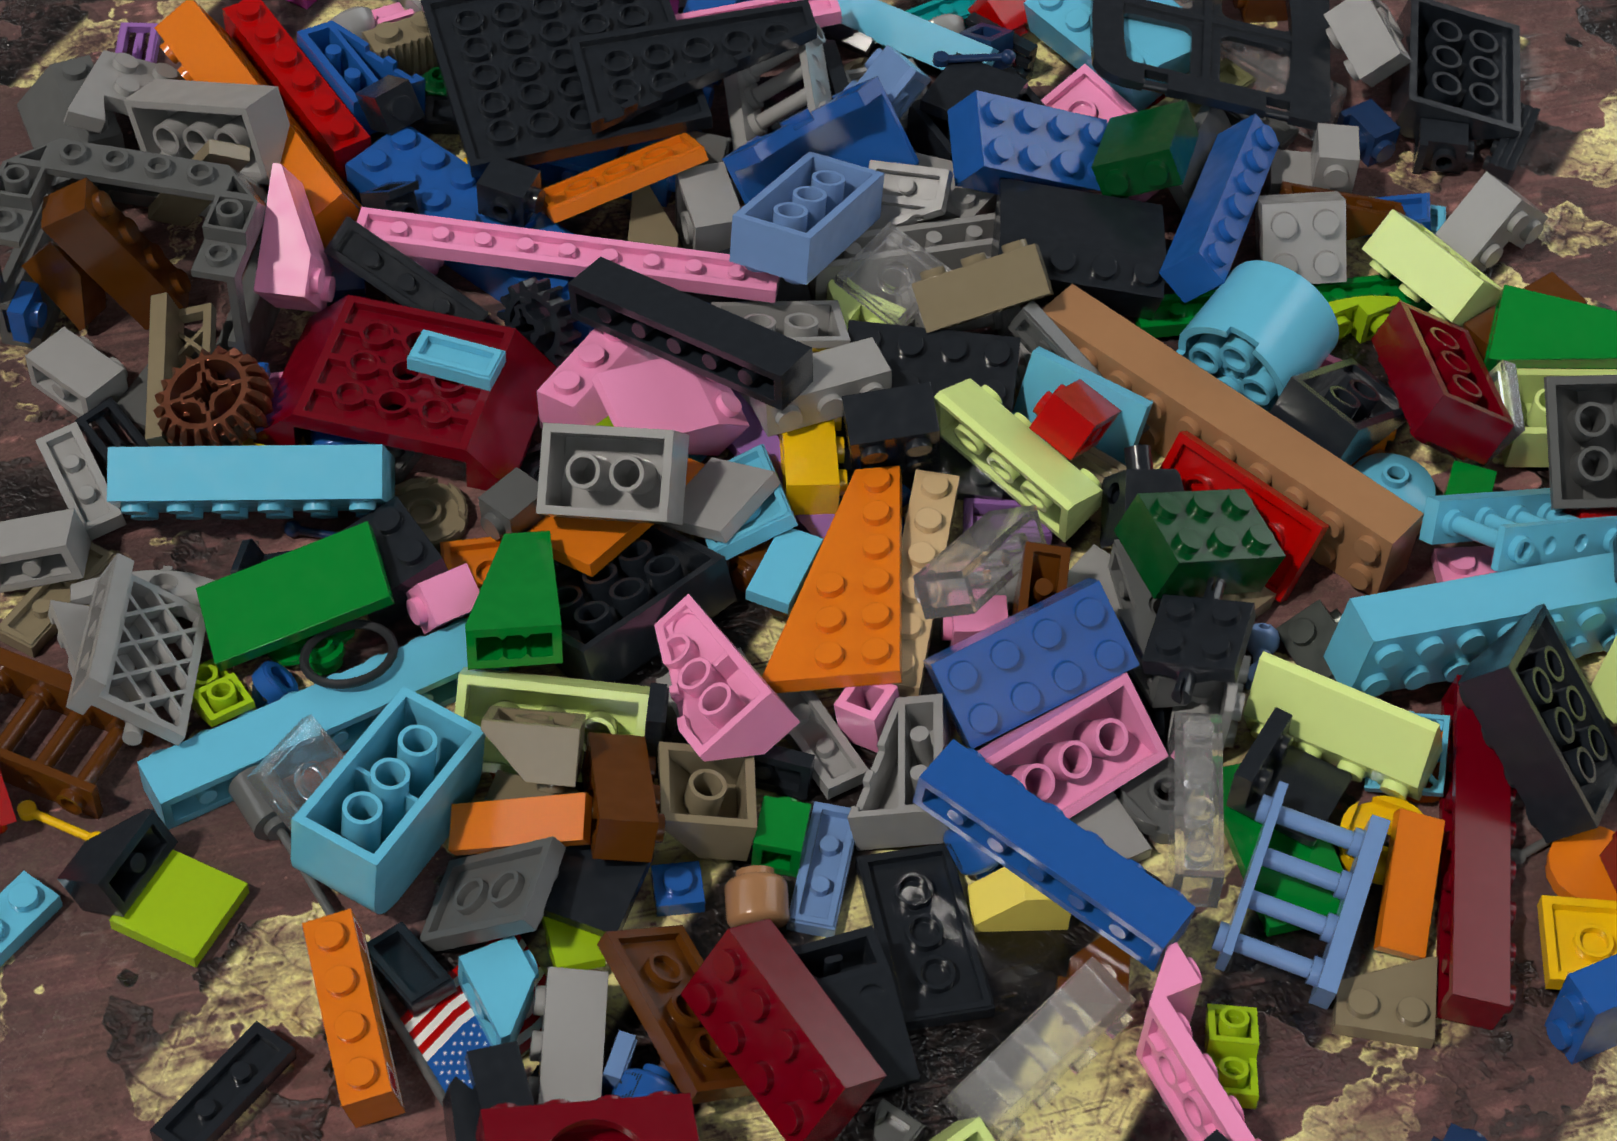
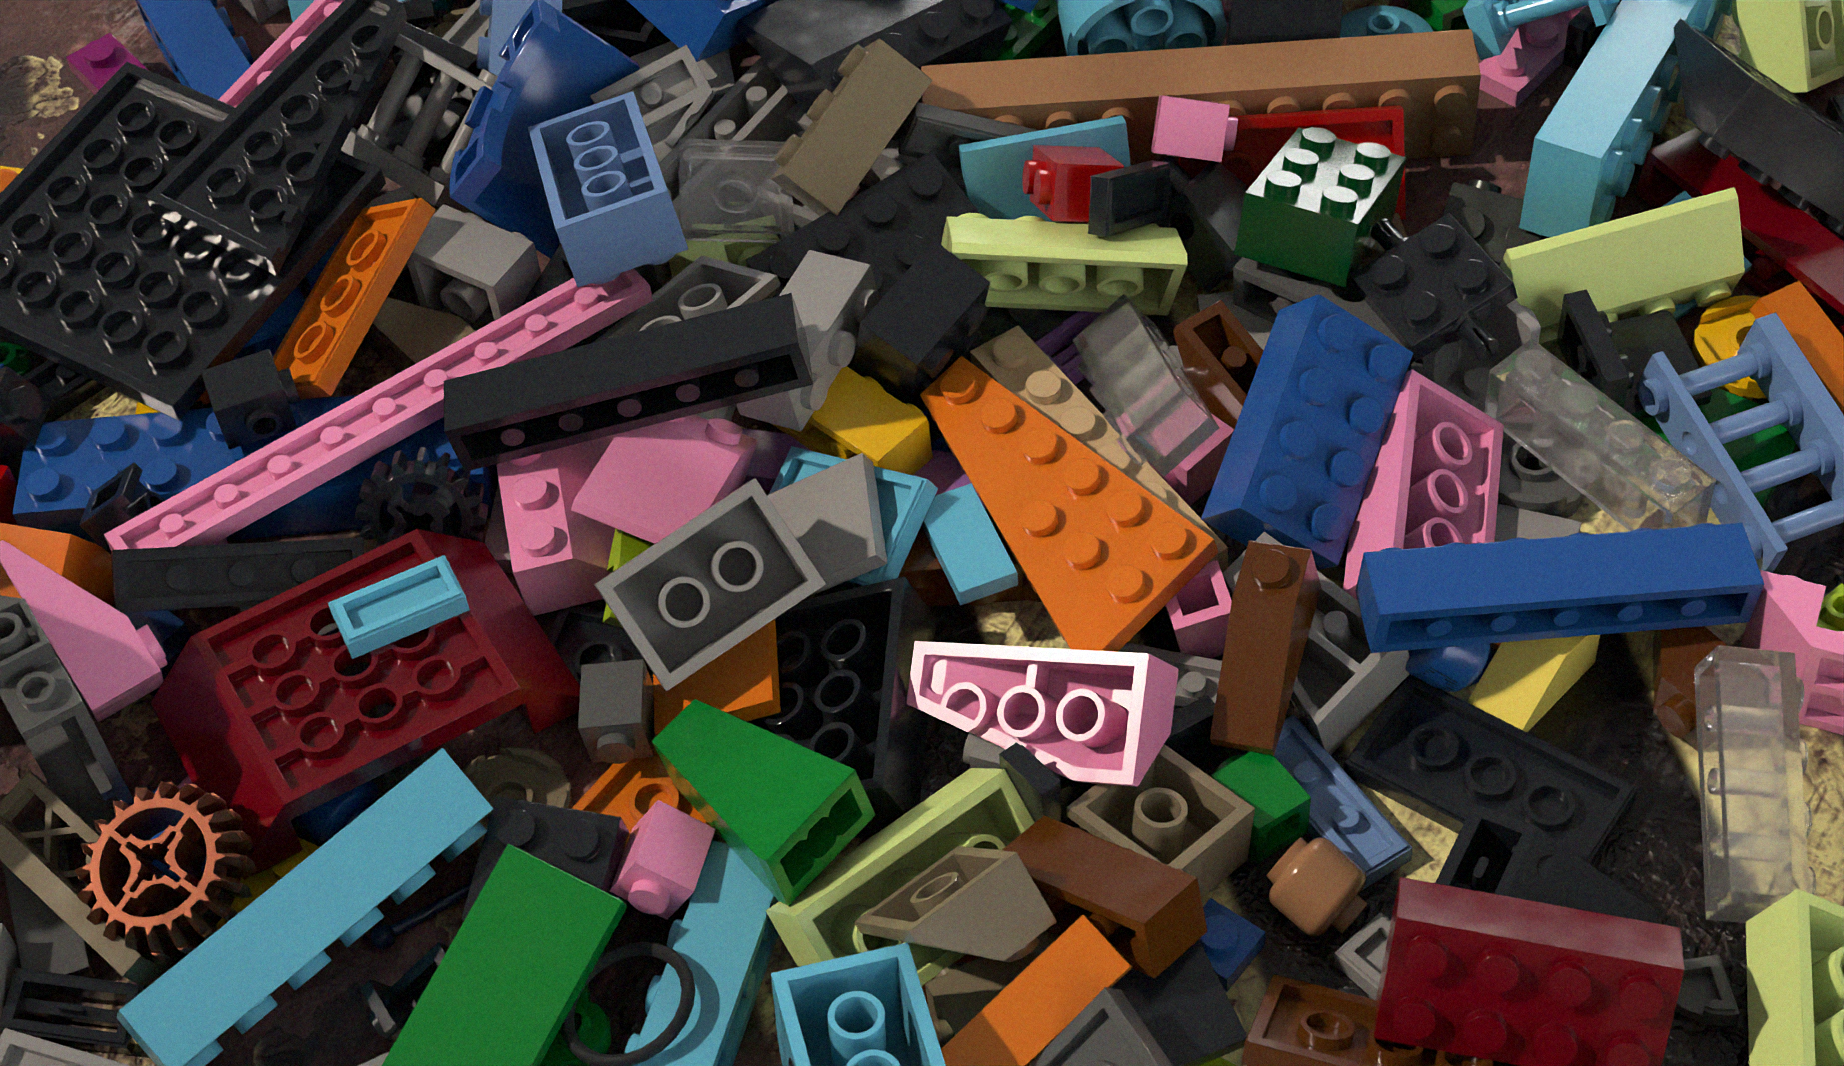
camera: 35 degrees left, 0 degrees up
(862, 748) = (1264, 645): none -> reddish brown slope
(1082, 448) = (1128, 198): none -> black tile
(1176, 439) = (1193, 128): none -> bright pink brick

